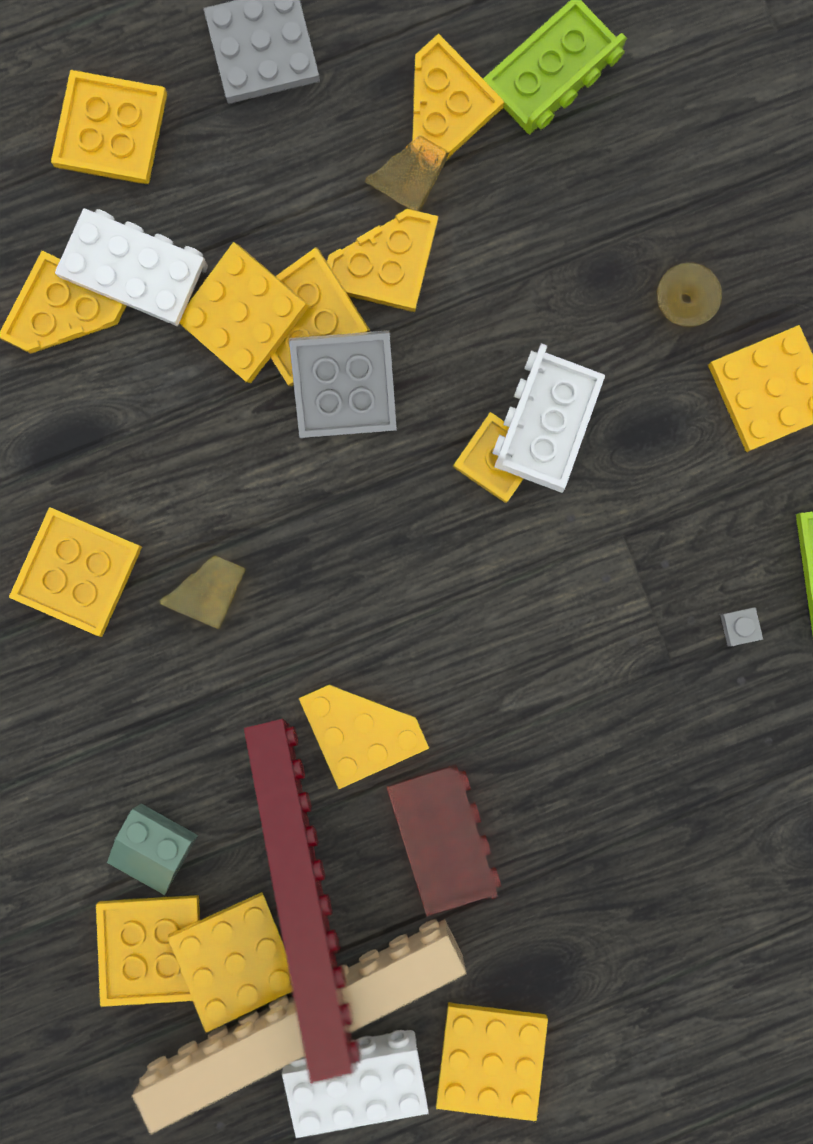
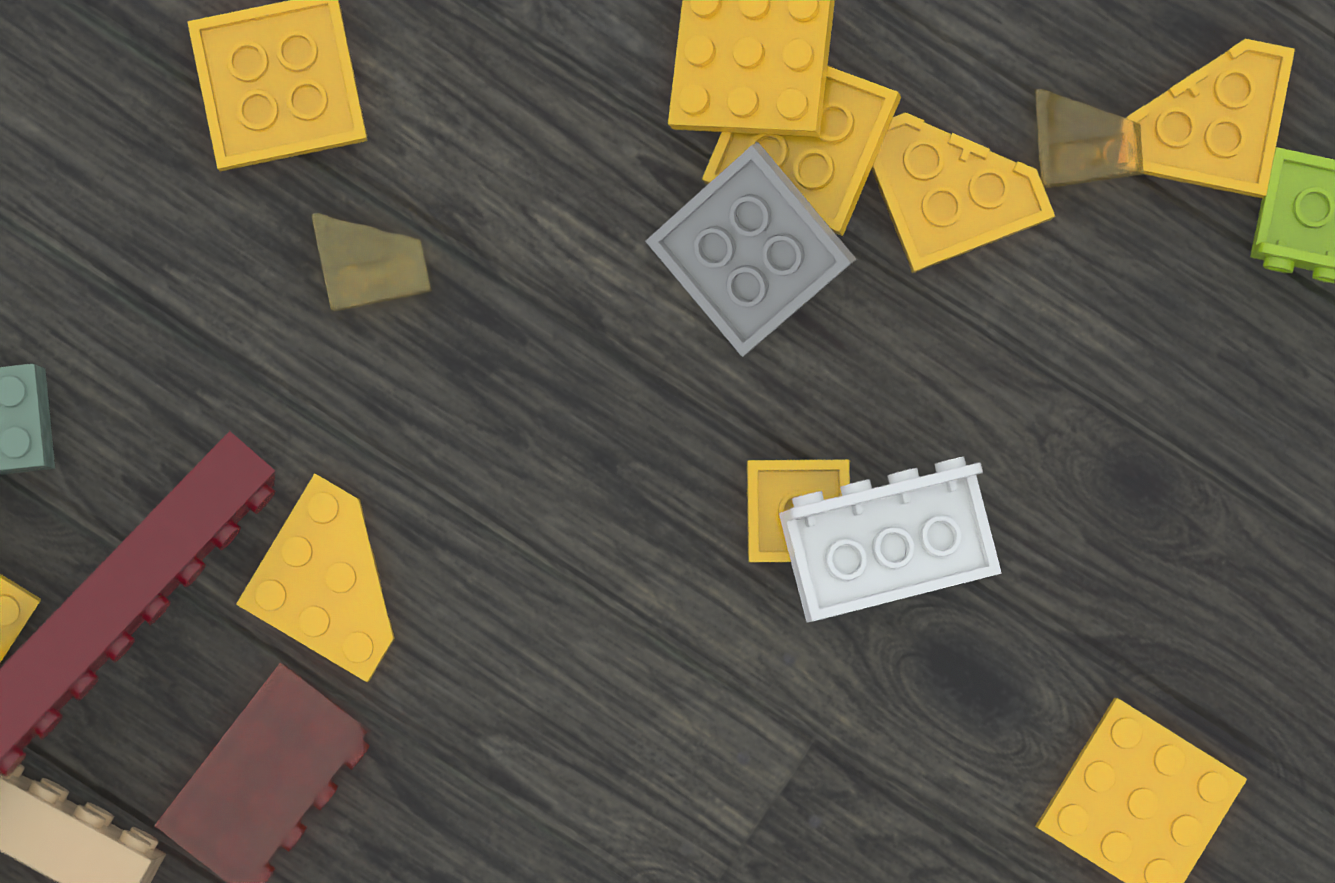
camera: 50 degrees right, 0 degrees up
(696, 282) = (1209, 605): clear yellow dish -> none

